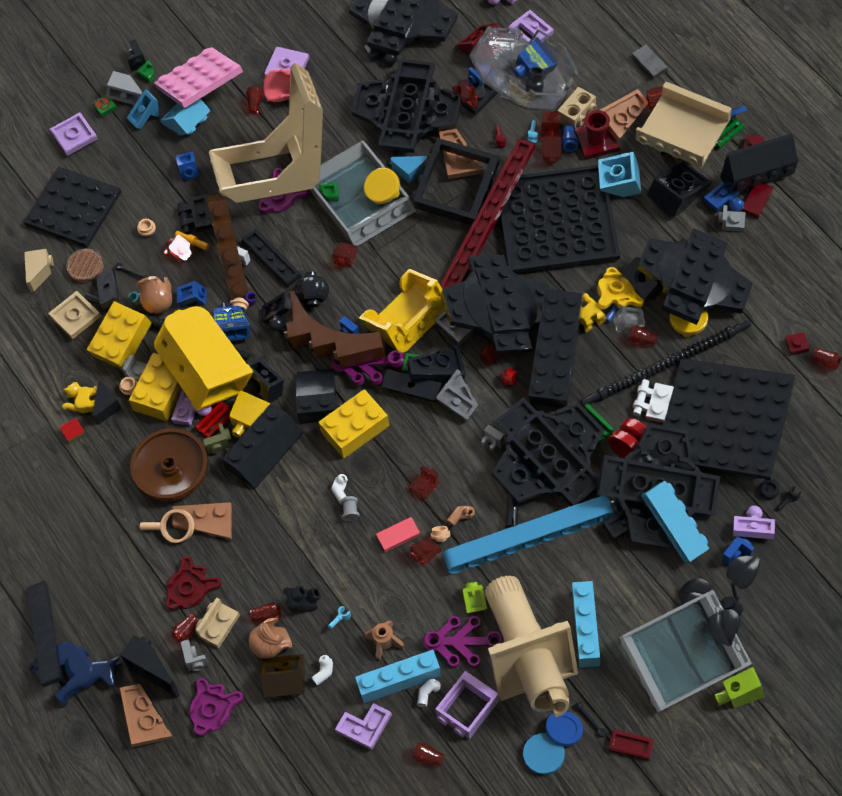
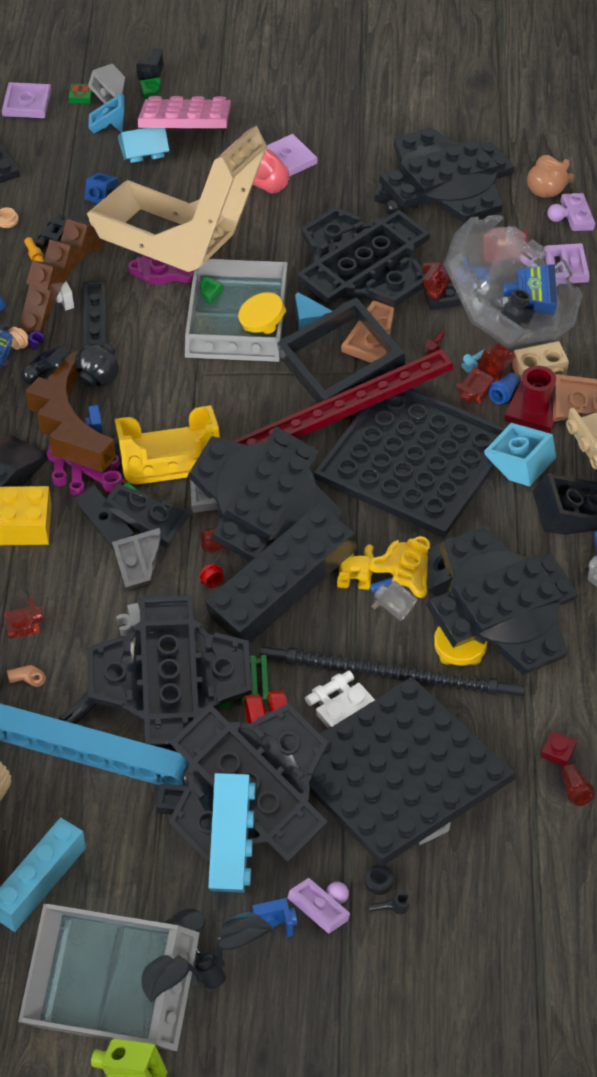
camera: 30 degrees right, 10 degrees down
(179, 248) = (16, 254): bracket -> none
(345, 255) = (166, 358): clear red bracket -> none
(642, 336) = (390, 626): clear red cone -> none

